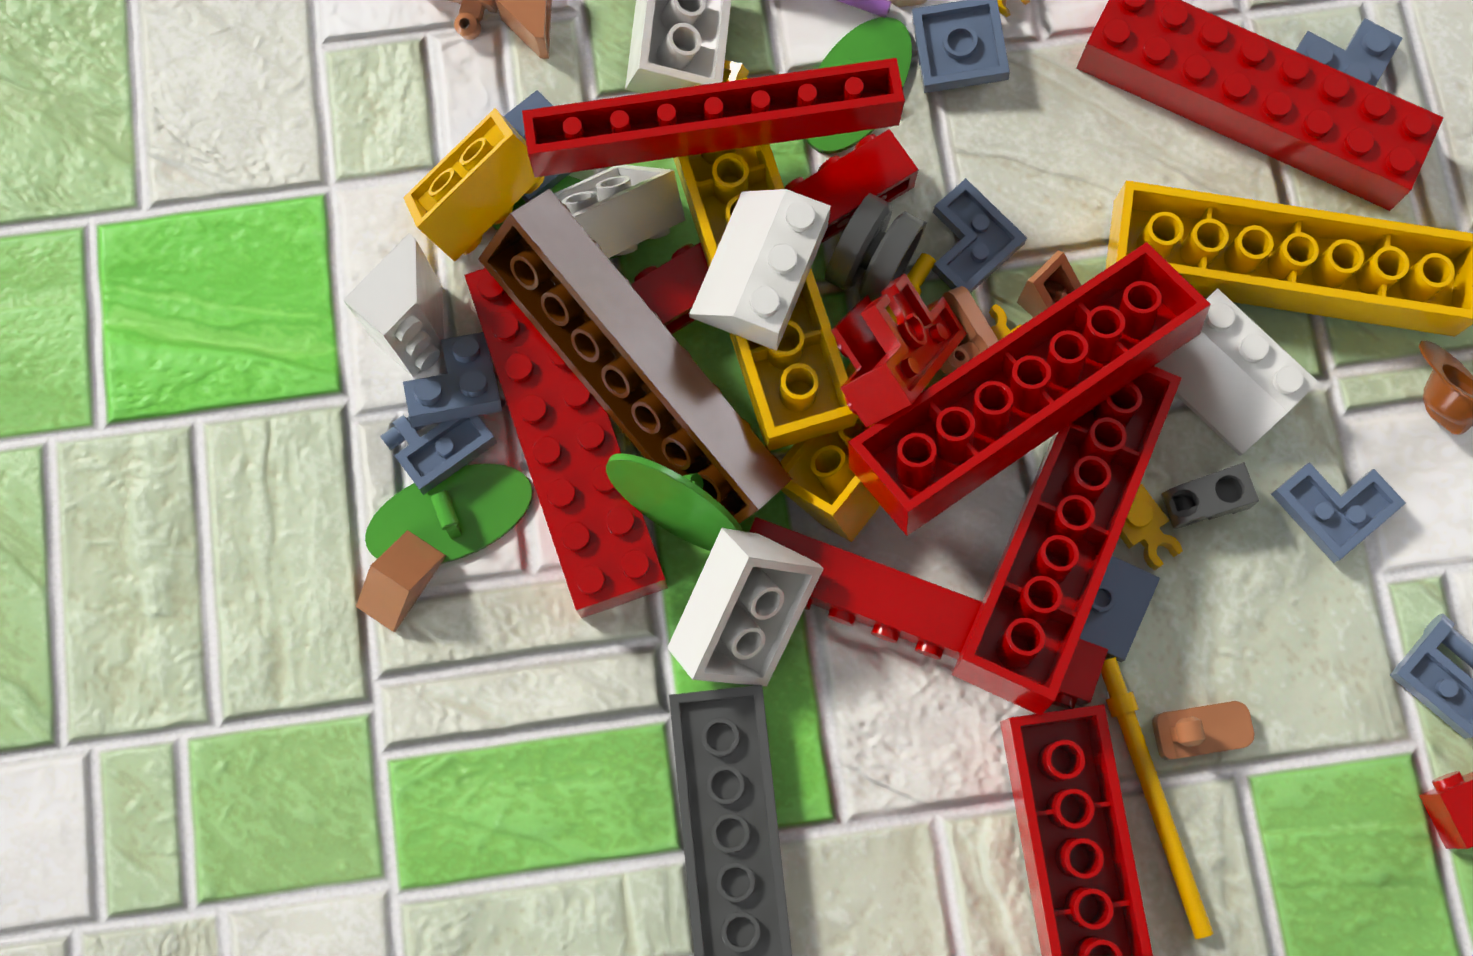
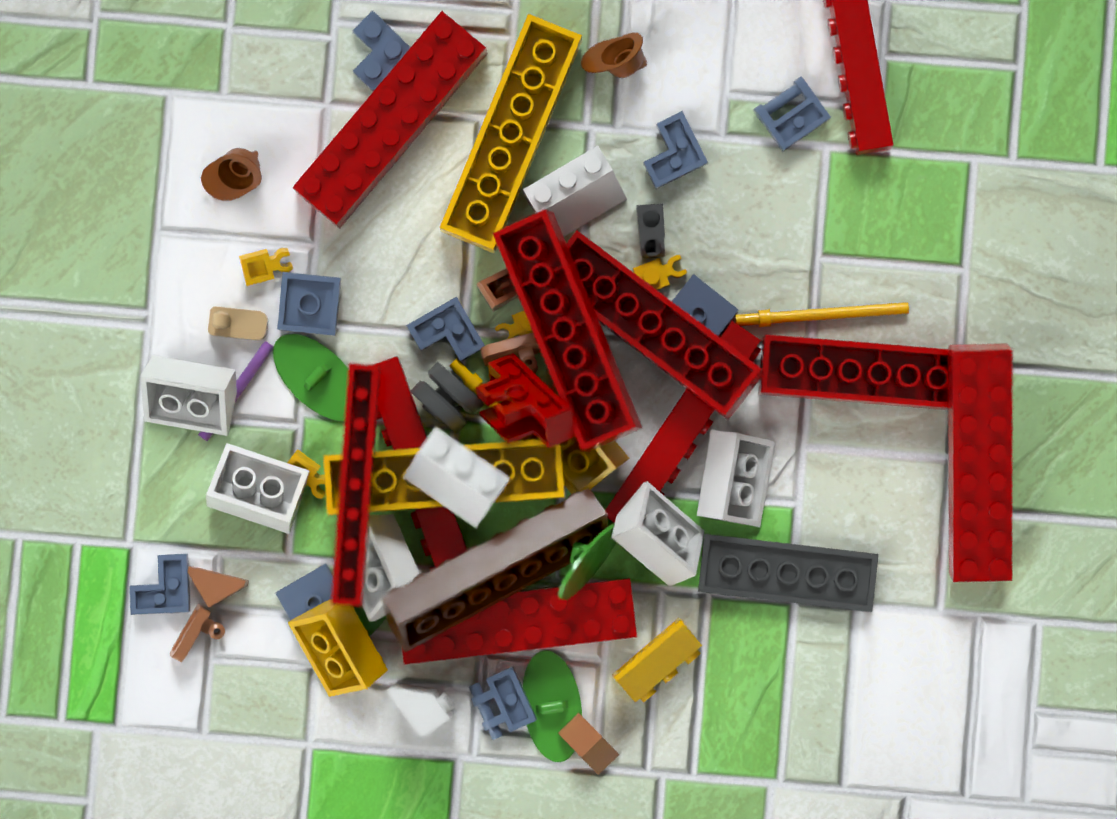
camera: 75 degrees left, 10 degrees up
(463, 392) = (477, 680): sand blue plate -> none
(545, 653) = (658, 661): none -> yellow slope
(861, 715) = (735, 478): none -> white slope
(1203, 730) = (790, 273): nougat piece -> none

